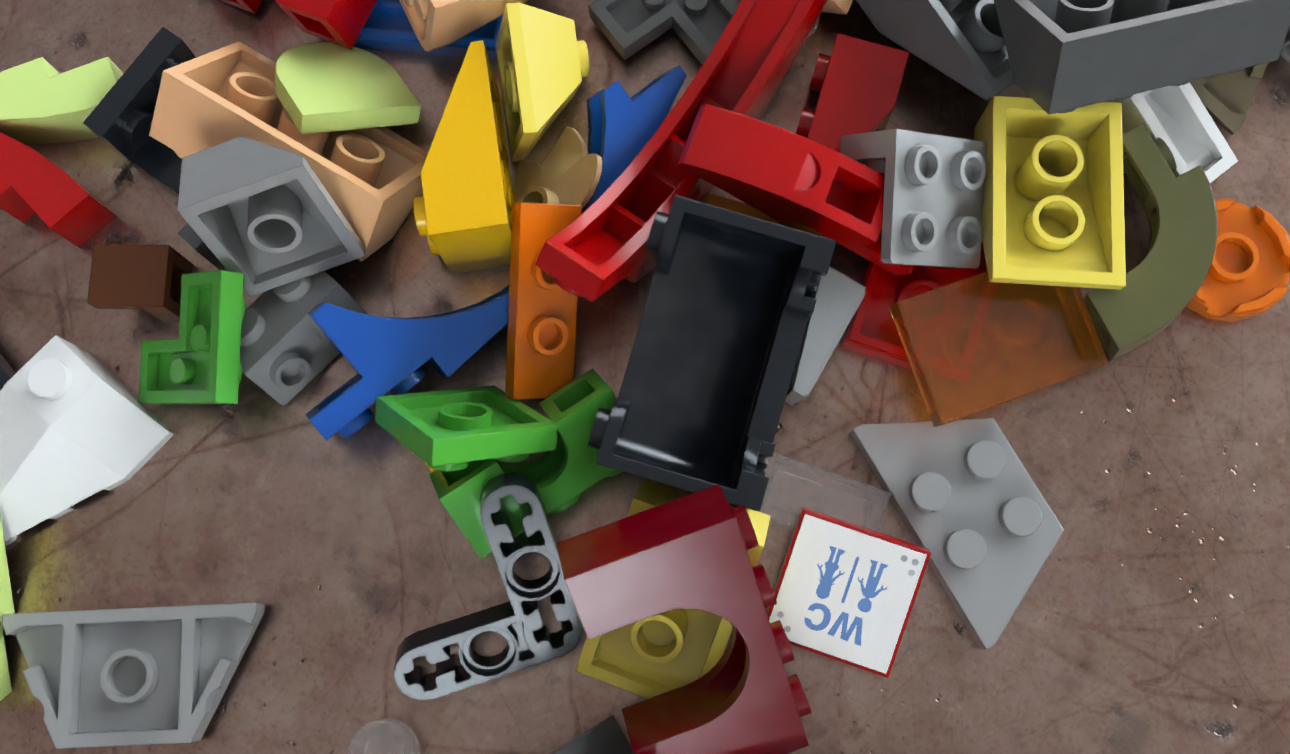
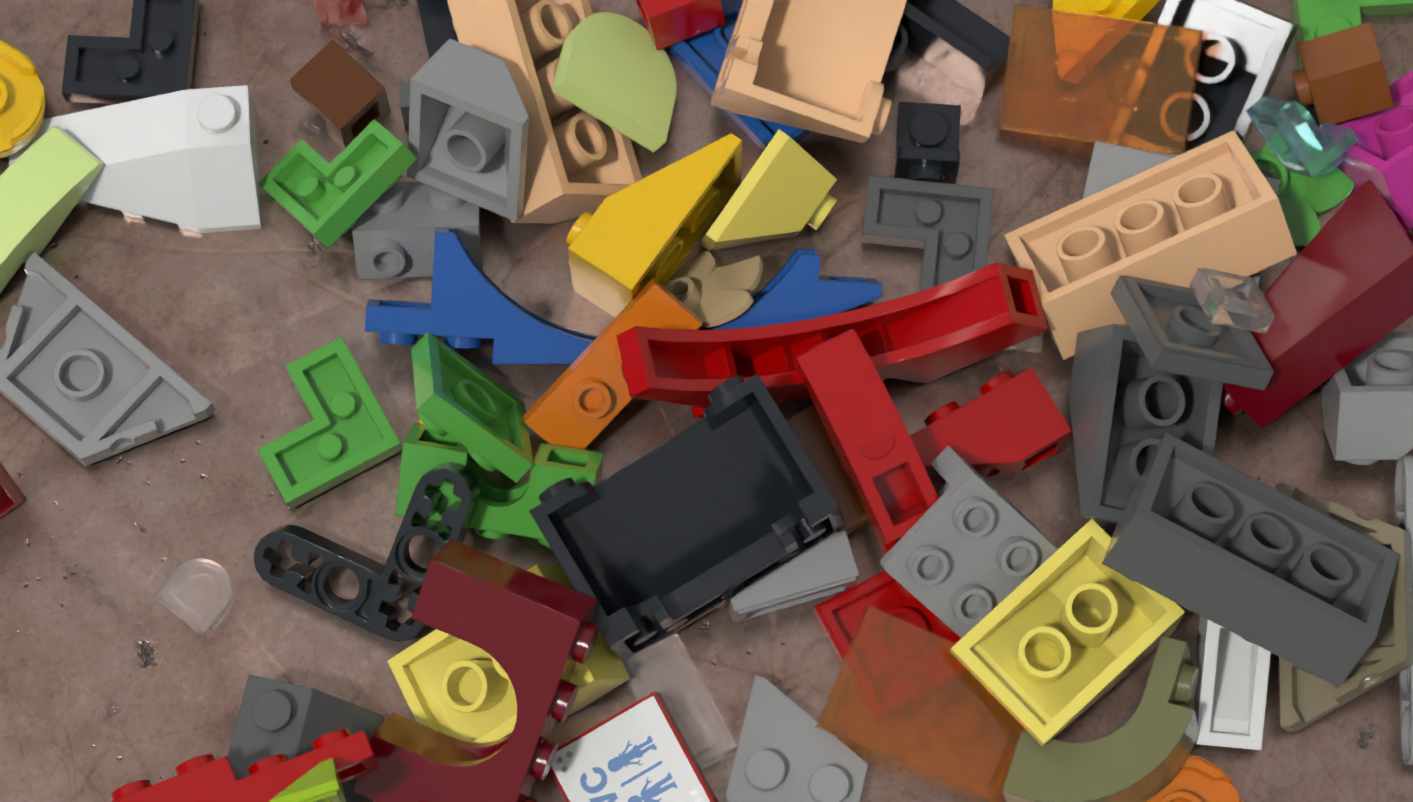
camera: 40 degrees right, 5 degrees down
(382, 534) = (345, 432): none -> bright green plate

